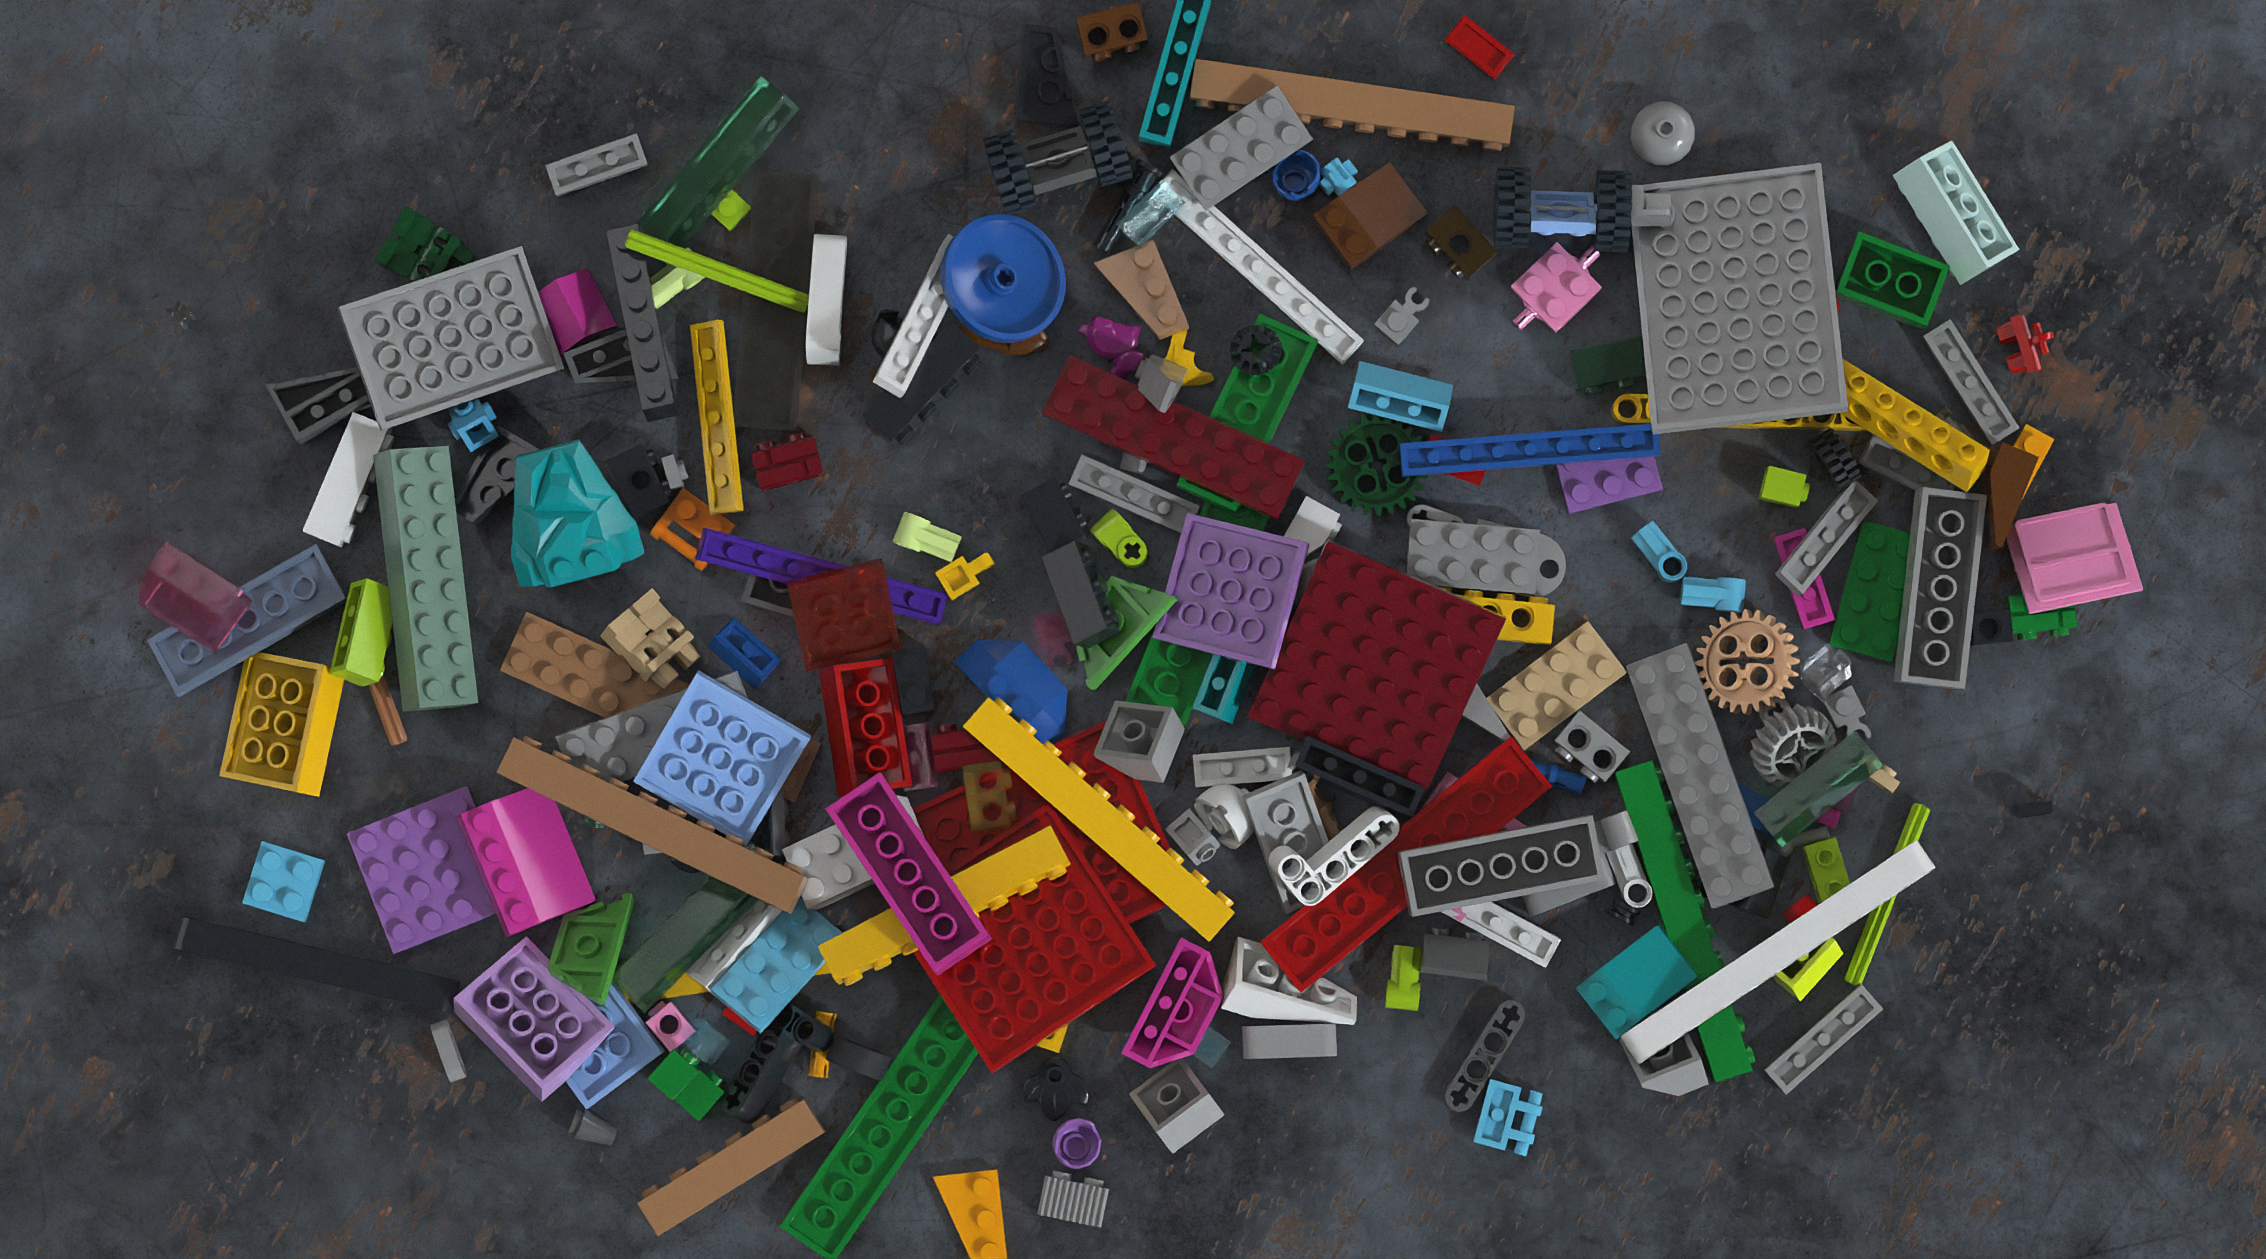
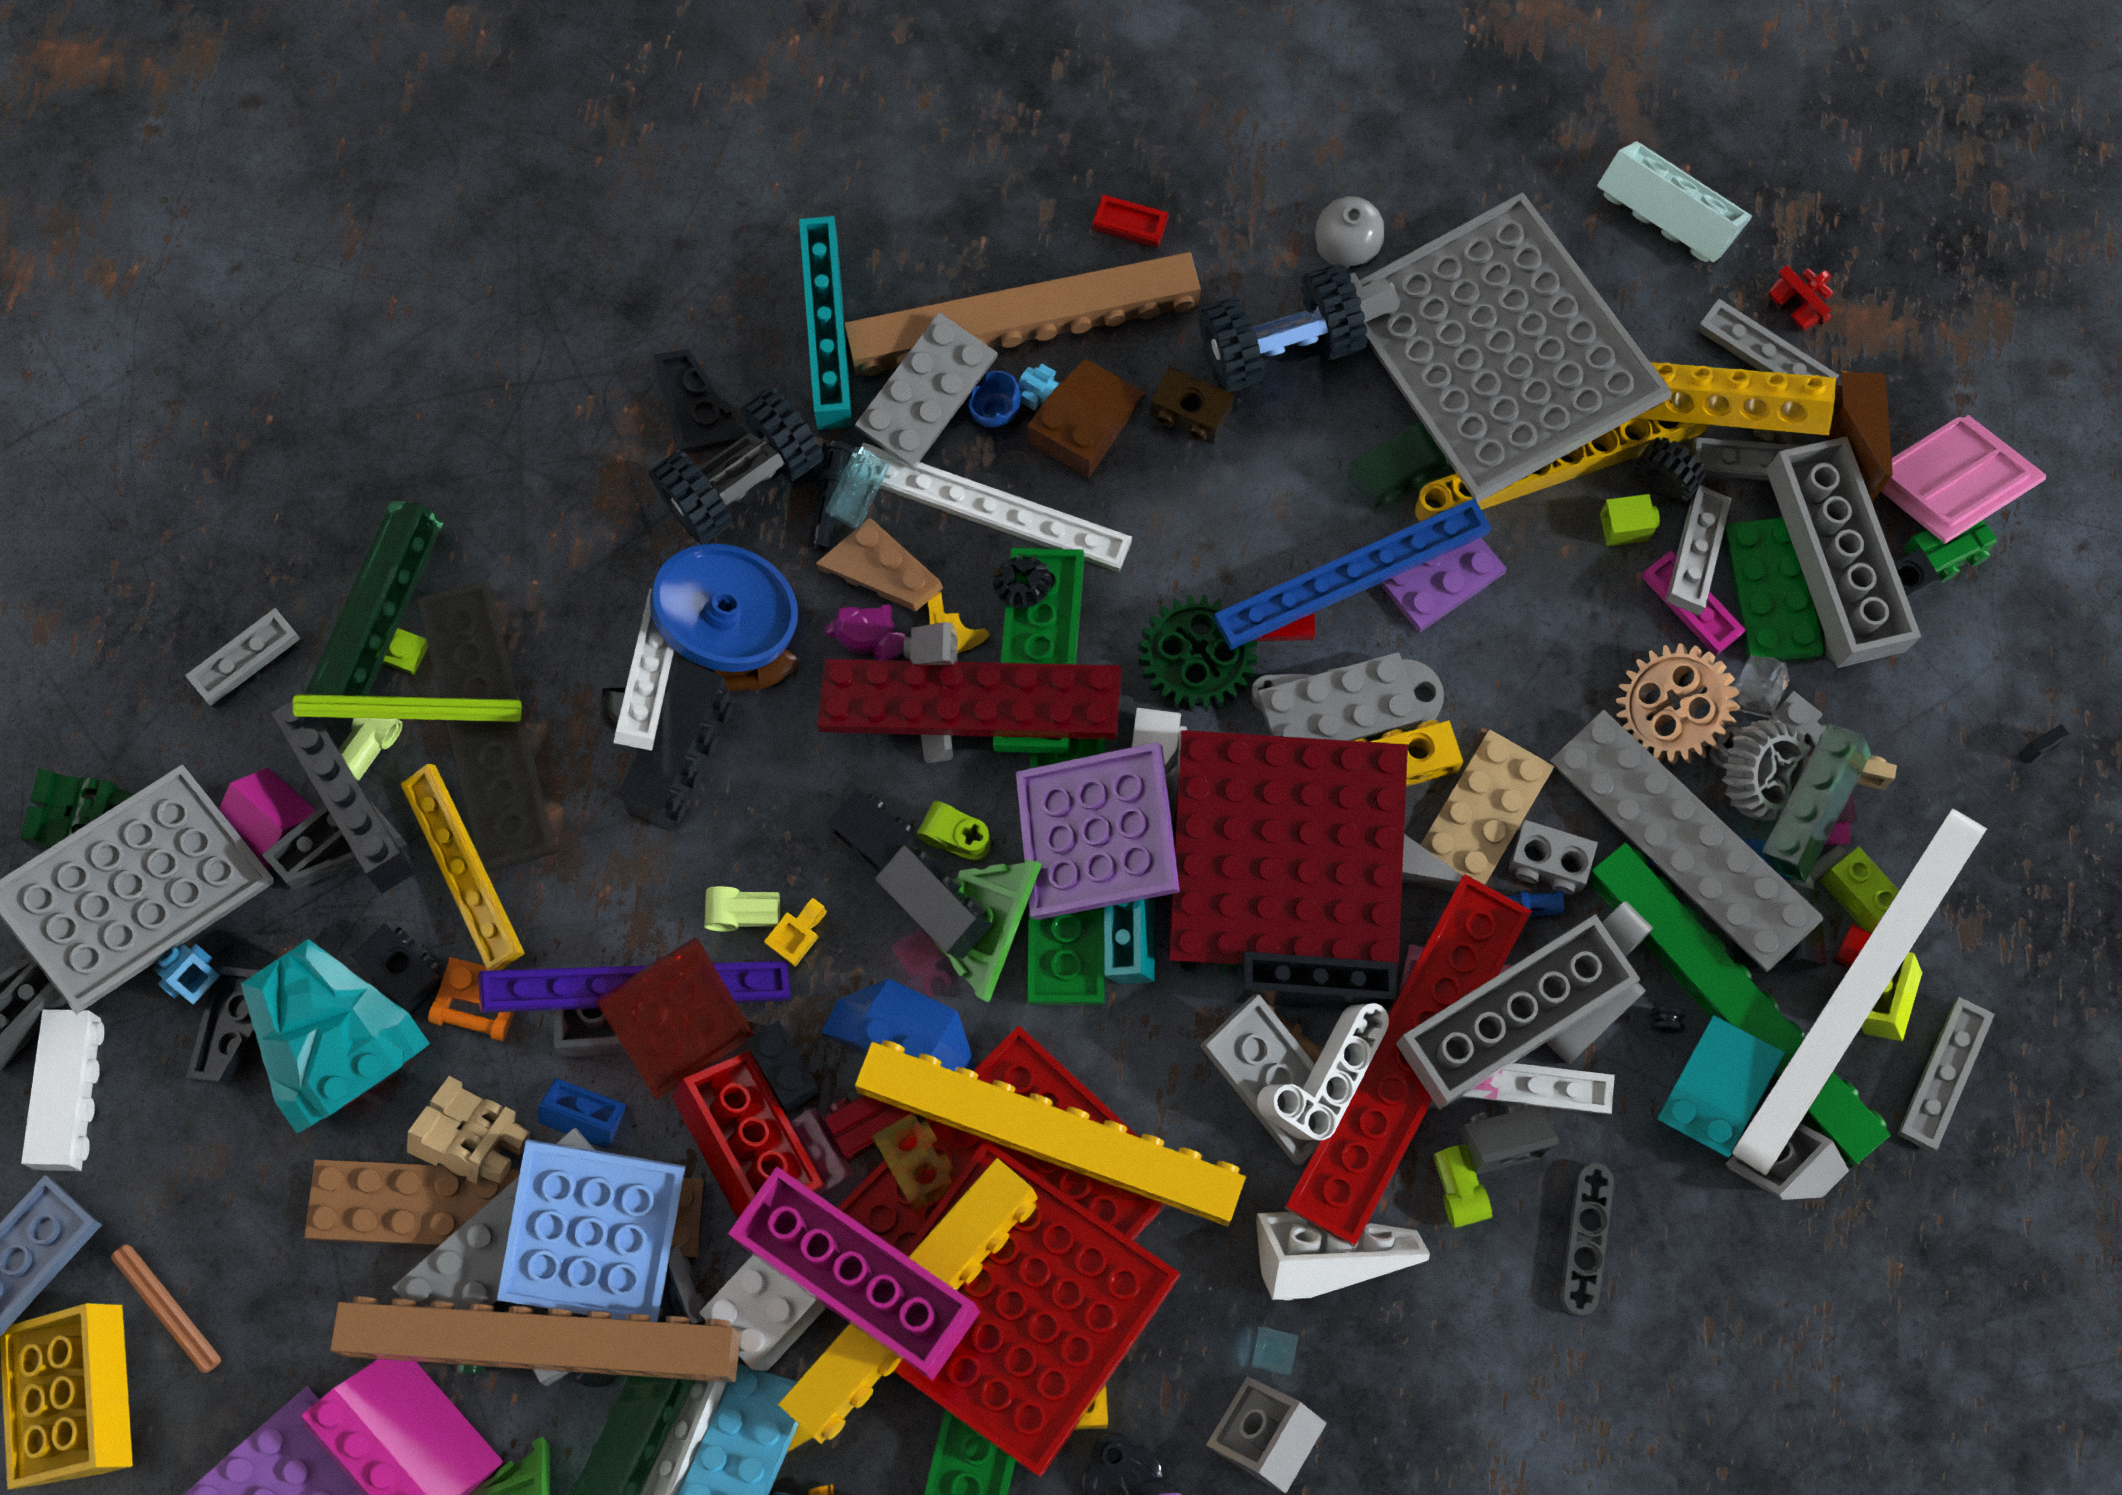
camera: 20 degrees left, 15 degrees down
(363, 634) = (128, 1251): lime brick -> none
(425, 578) = (182, 1164): sand green brick -> none
(675, 472) = (435, 942): light grey plate -> none
(787, 462) = (557, 886): dark red brick -> none
(826, 300) = (541, 703): white beam -> none
(1109, 23) = (742, 326): reddish brown brick -> none
(1131, 494) = (947, 780): light grey plate -> none
(1140, 740) = (1061, 1033): light grey slope -> none
(1177, 1008) = (1222, 1318): dark pink wedge -> none
(1193, 837) = (1163, 1120): light grey bracket -> none
(1226, 812) = (1188, 1078): white cylinder -> none
(1241, 766) = (1182, 1024): white plate -> none
(1289, 1041) = (1363, 1309): light grey beam -> none
(1399, 319) = (1160, 504): light grey plate -> none
(1400, 396) = (1194, 573): medium azure brick -> none
(1498, 1114) = (1633, 1303): medium azure plate -> none
(1556, 287) = (1307, 415): bright pink plate -> none
(1629, 872) = (1656, 975): white piece -> none
(1658, 550) = (1531, 630): medium azure piece -> none
(1721, 594) = (1616, 649): medium azure piece -> none
(1879, 916) = (1939, 924): lime axle -> none
(1891, 280) = (1647, 279): green brick -> none

